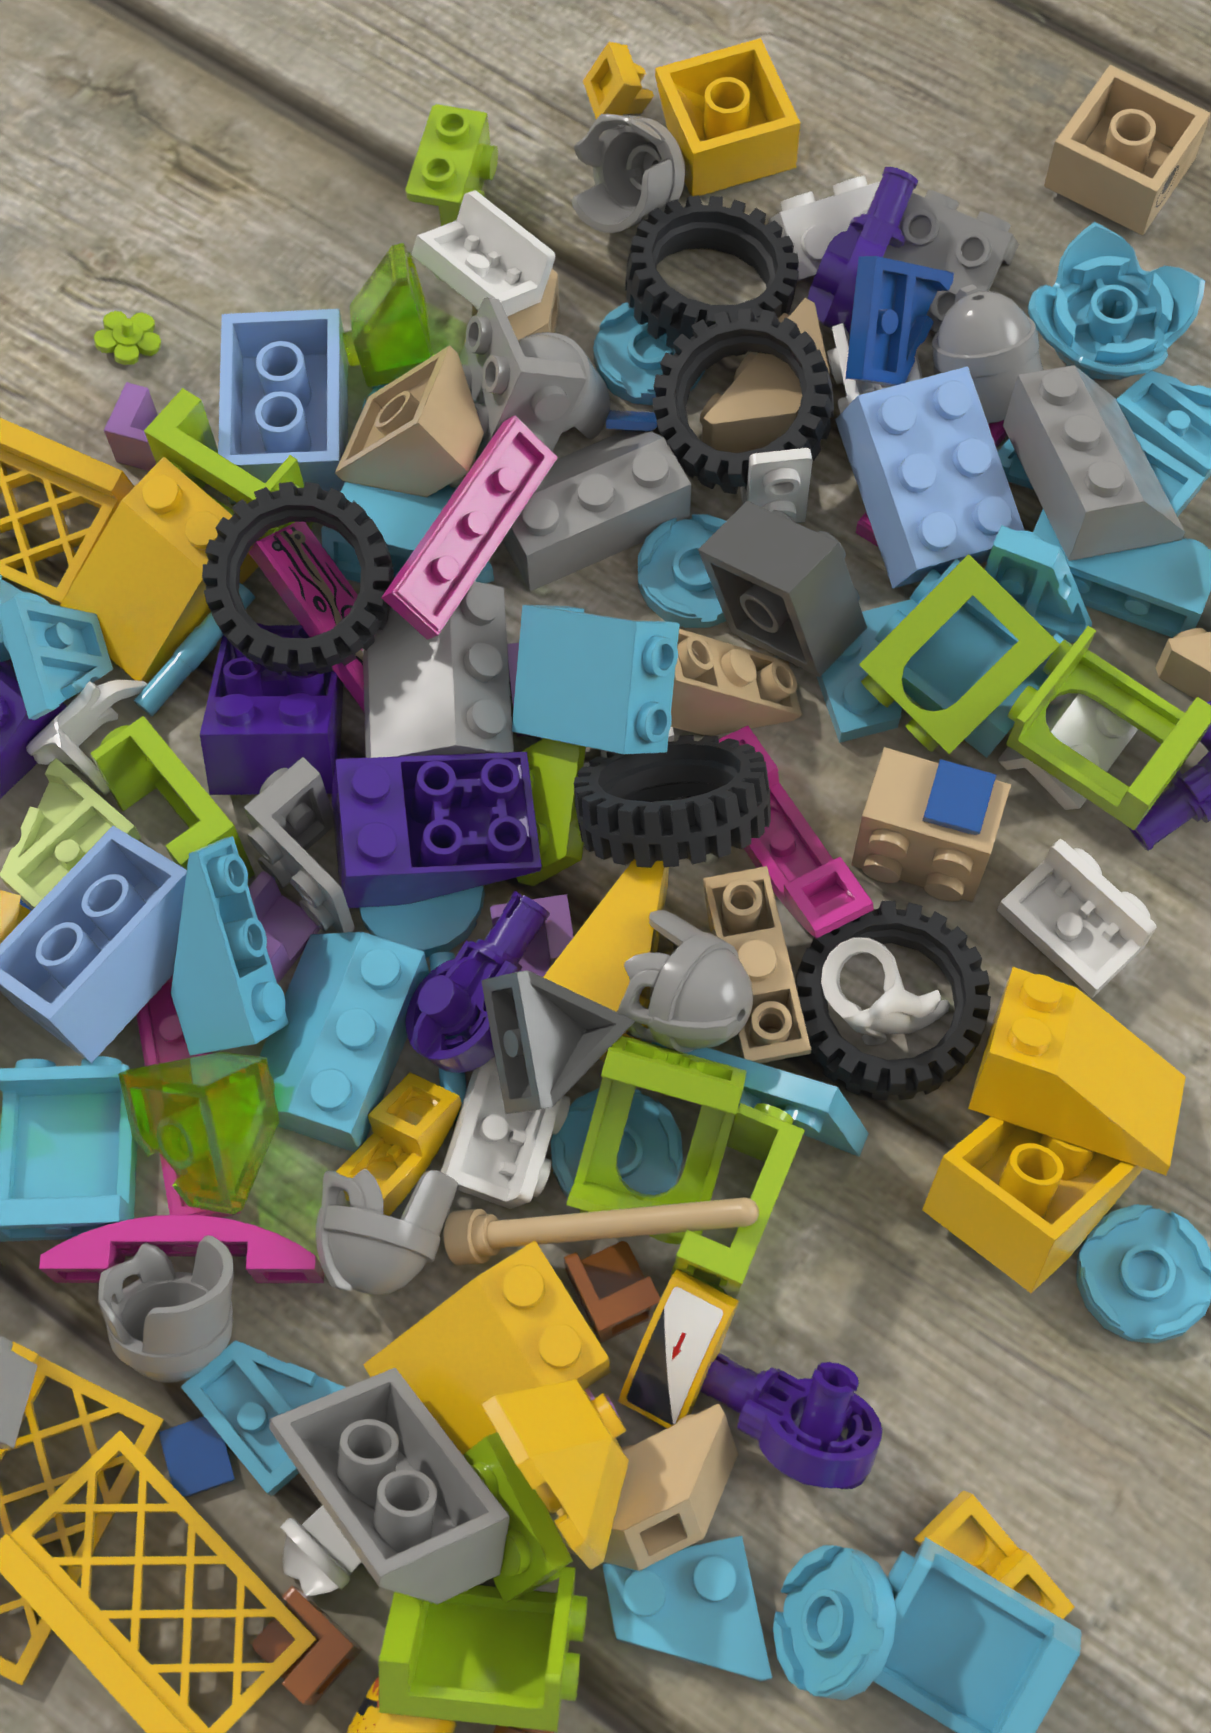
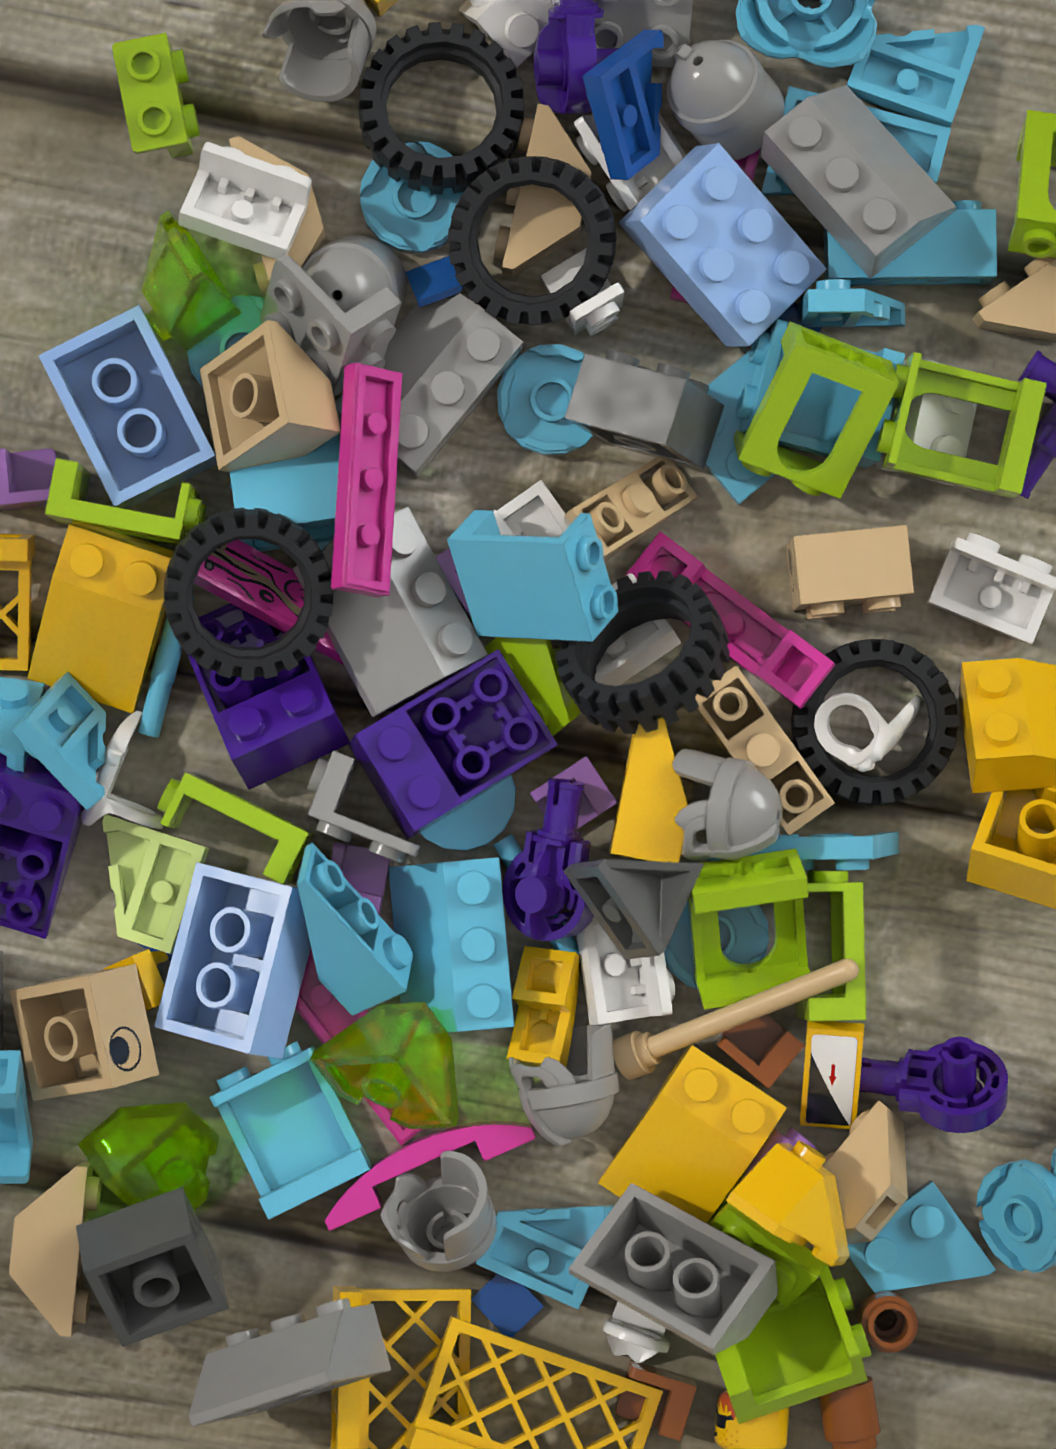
camera: 25 degrees left, 20 degrees up
(614, 1650) = (902, 1330): none -> dark orange brick
(959, 797) = (871, 556): blue piece -> none

